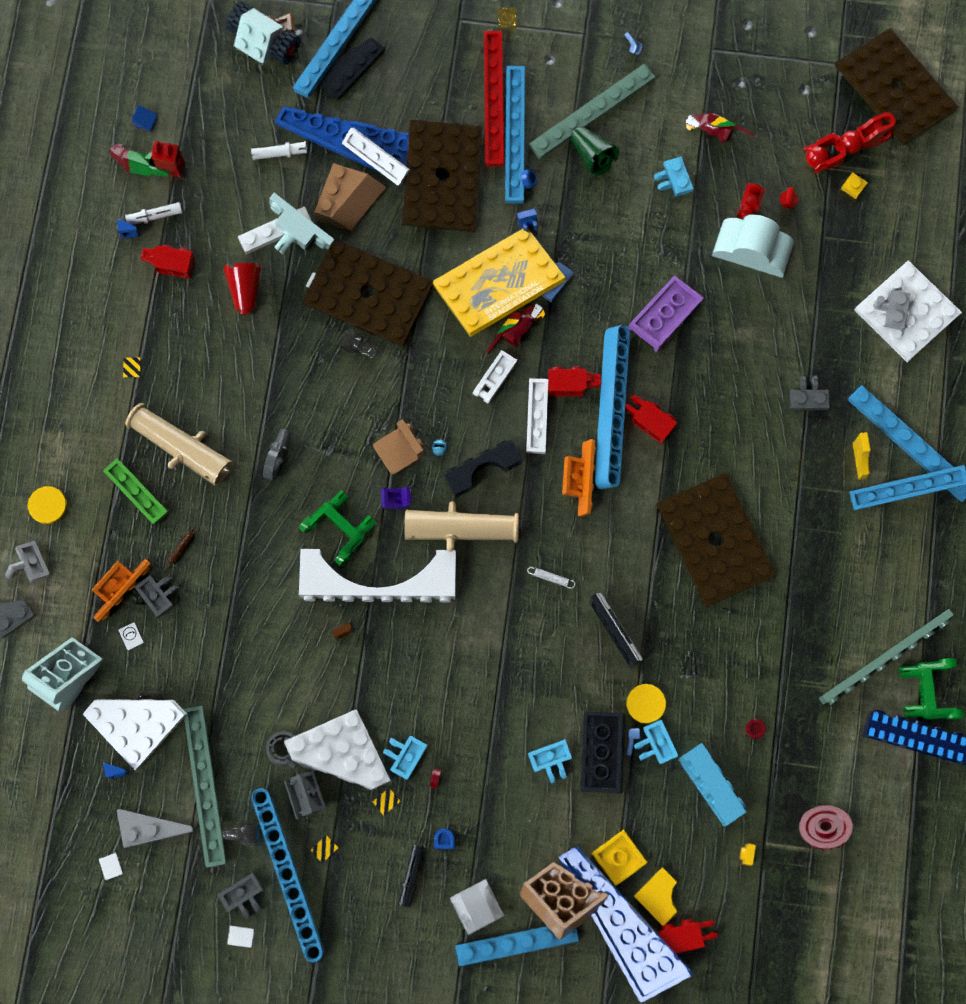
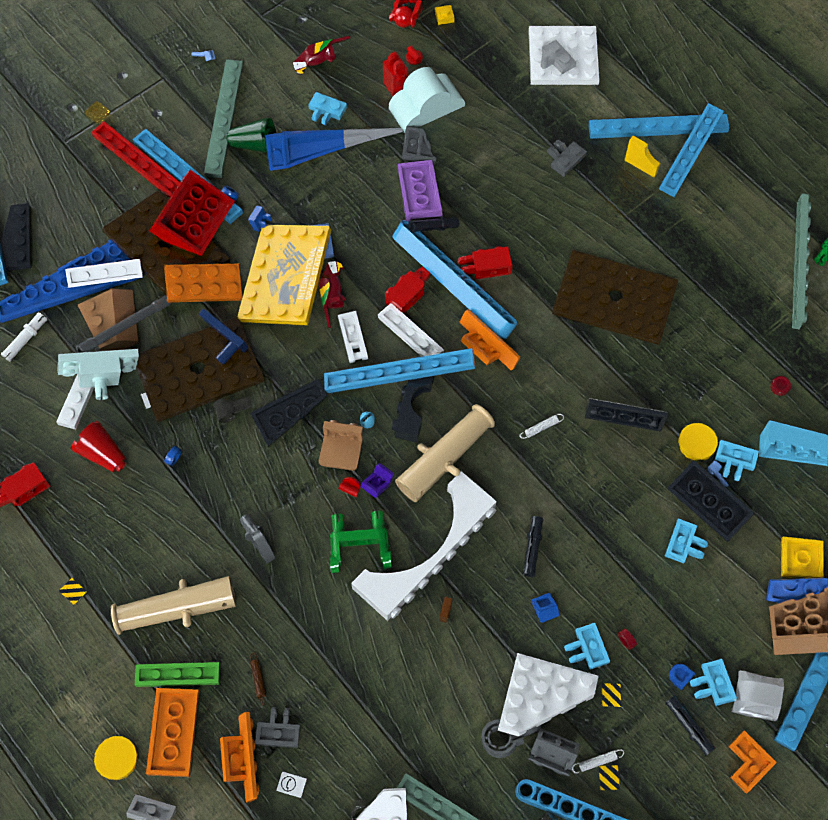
camera: 50 degrees left, 10 degrees down
(95, 526) = (172, 732): none -> orange plate
(285, 339) = (173, 456): none -> blue tile
(307, 204) = (92, 343): none -> dark grey piece
(335, 835) = (597, 761): none -> white piece
(374, 482) = (350, 486): none -> red plate
(387, 384) = (282, 414): none -> black wing
(408, 299) = (235, 341): none -> dark blue piece
(409, 700) = (545, 607): none -> blue slope
(423, 945) = (756, 761): none -> orange plate
(435, 231) = (203, 282): none -> orange plate
(448, 651) = (534, 538): none -> black pin
(461, 869) = (718, 683): none -> medium azure hinge
(480, 171) = (192, 214): none -> red slope
(493, 436) = (399, 370): none -> dark azure plate
(615, 190) = (296, 147): none -> blue plate
(649, 354) = (440, 223): none -> black pin
(706, 275) = (416, 145): none -> dark grey wing

